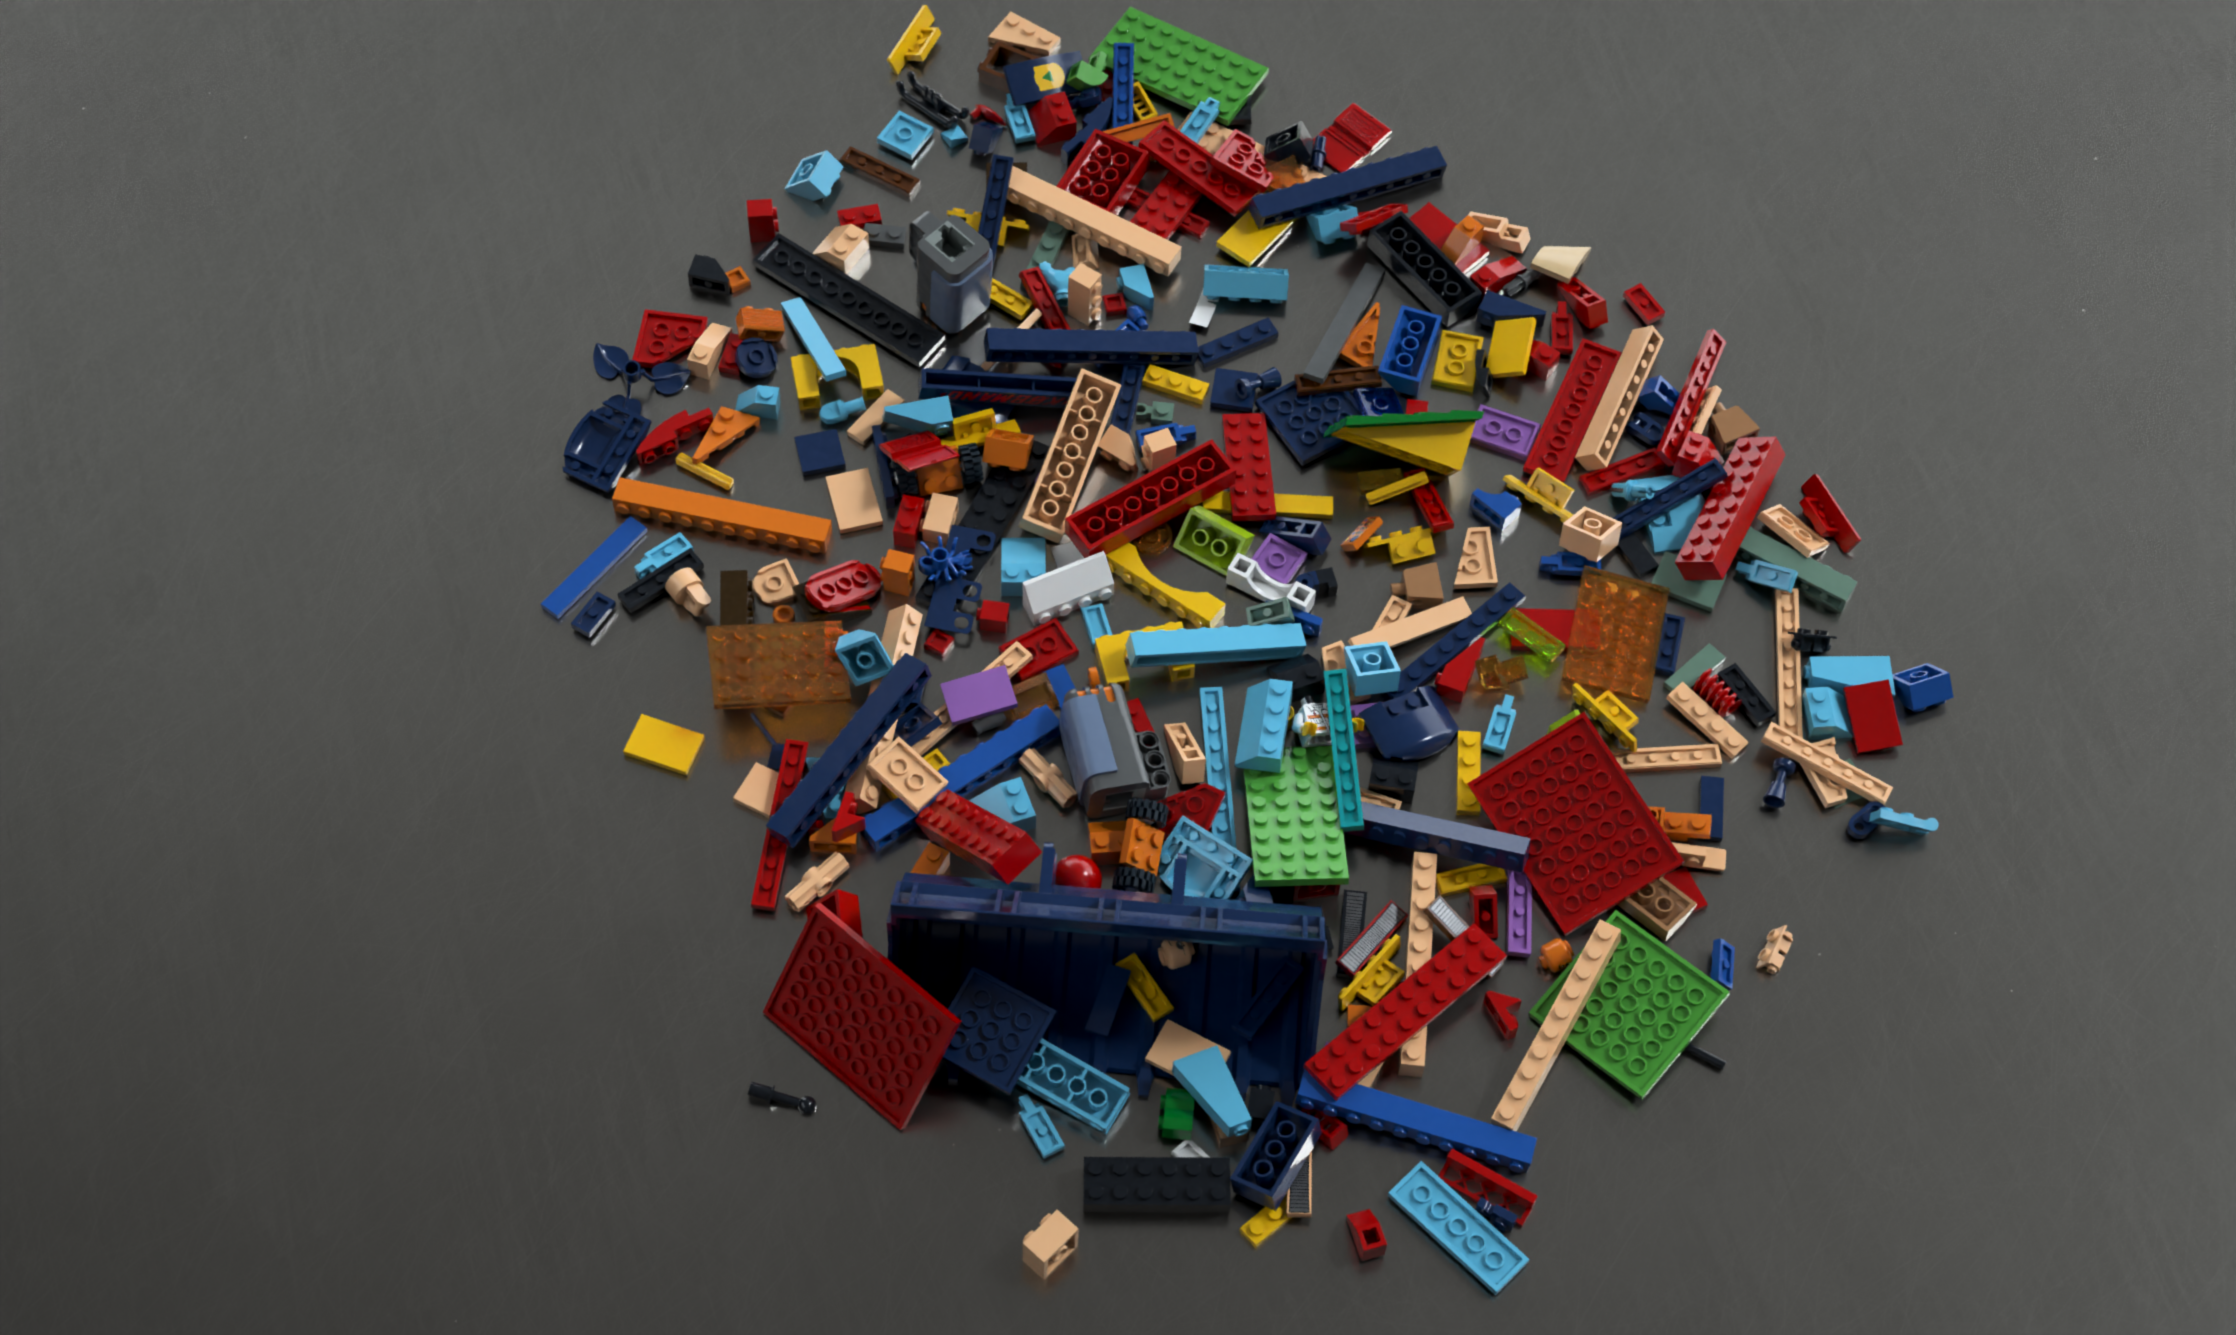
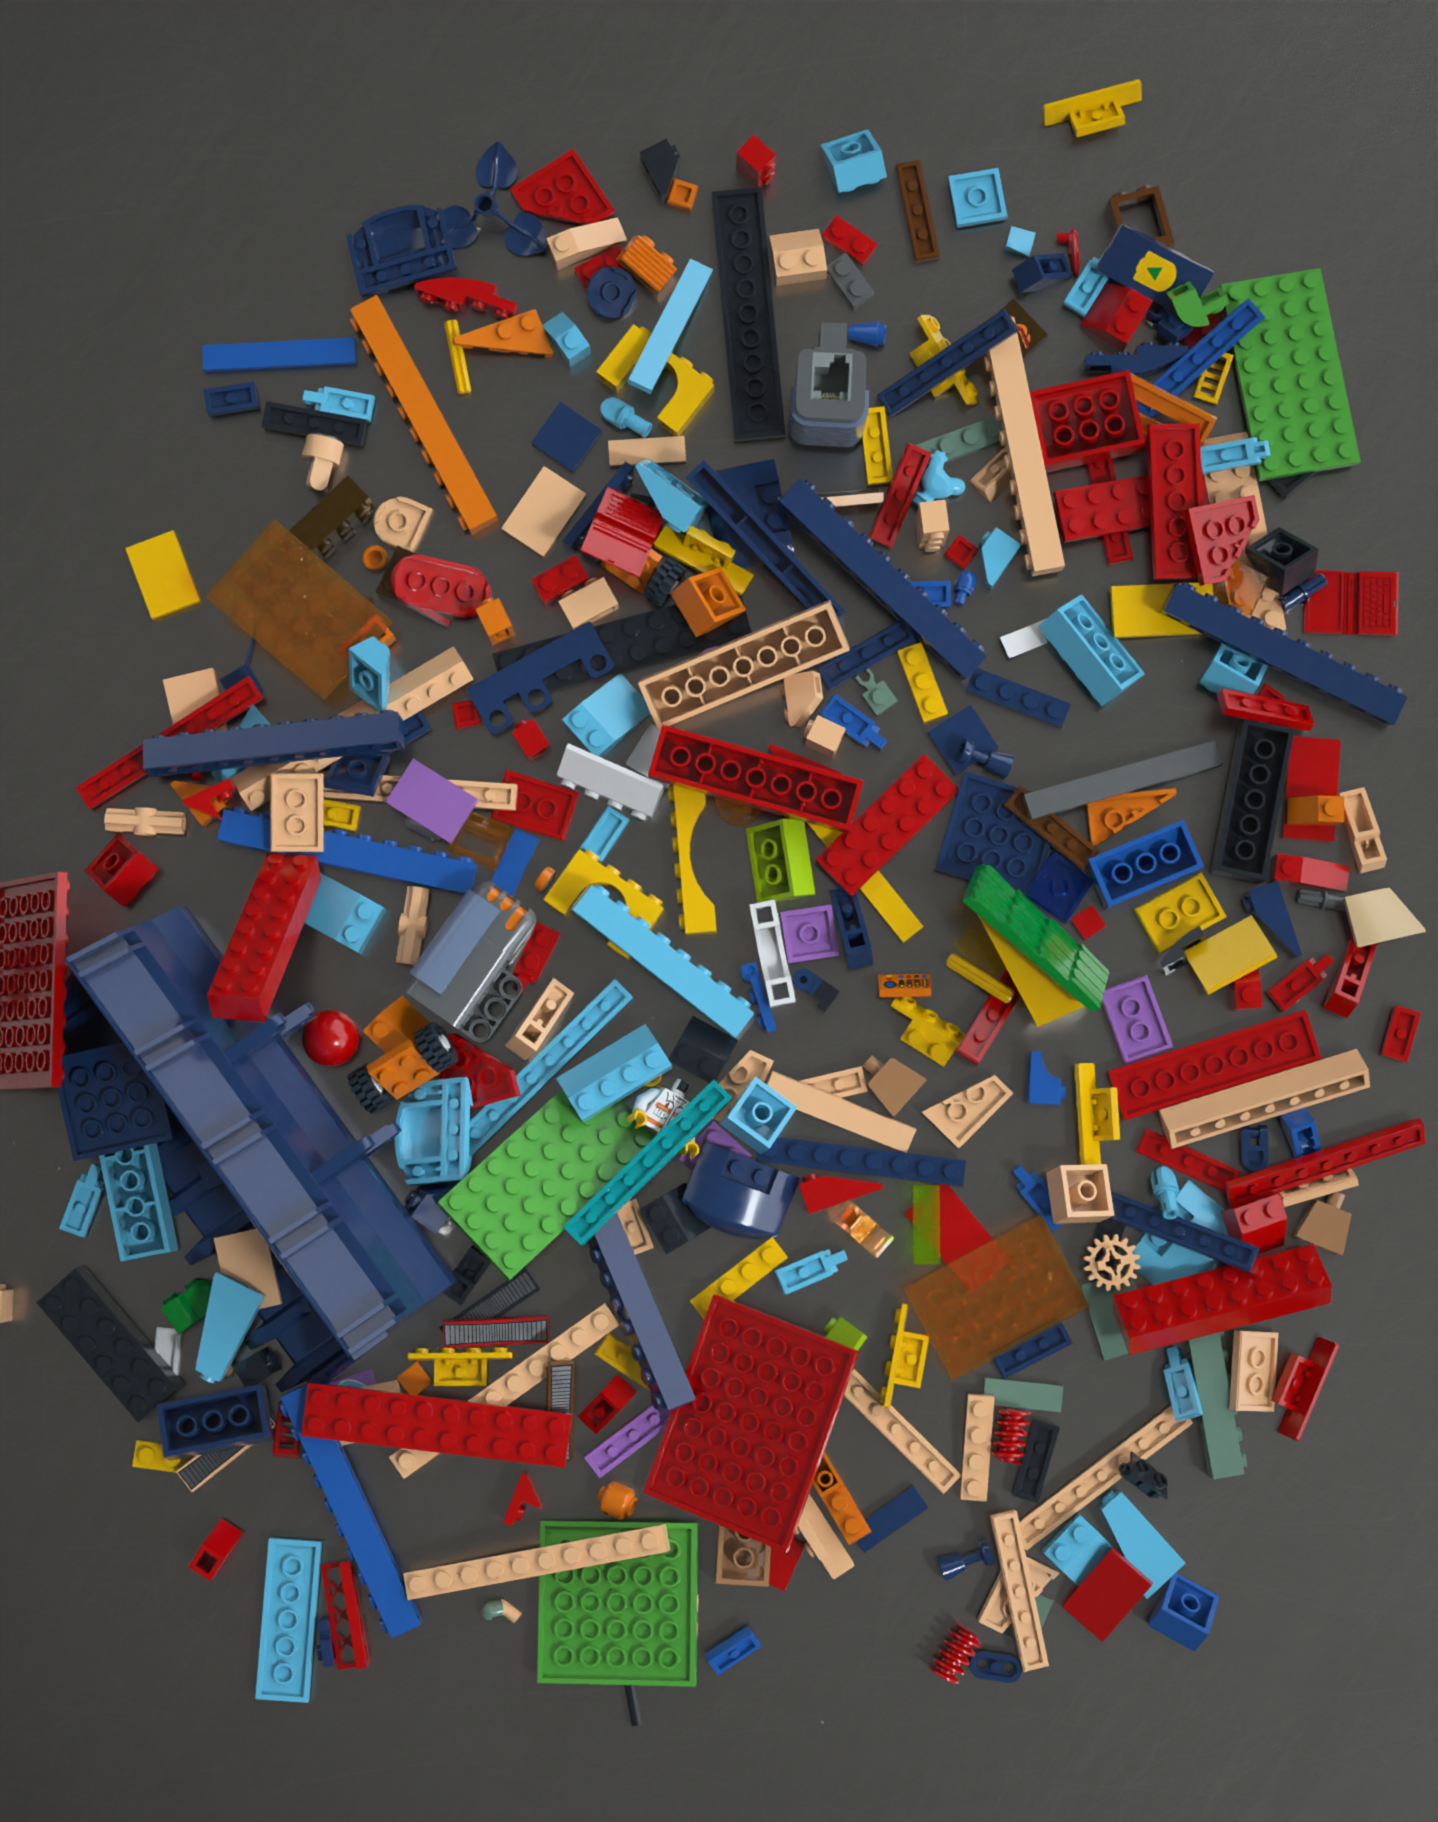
camera: 50 degrees right, 25 degrees up
(931, 102) = (1037, 187): black piece -> none
(932, 861) = (226, 906): orange brick -> none
(941, 559) = (536, 649): blue animal -> none
(1023, 33) = (1197, 196): light nougat wing -> none
(1270, 612) = (740, 978): sand green slope -> none
(1567, 1088) = (500, 1607): none -> arm
(1651, 552) = (1114, 1275): none -> light nougat gear
(1778, 941) = (777, 1684): light nougat hinge -> none
(1837, 833) = (955, 1654): none -> red piece
(1903, 821) = (1016, 1704): medium azure plate -> none

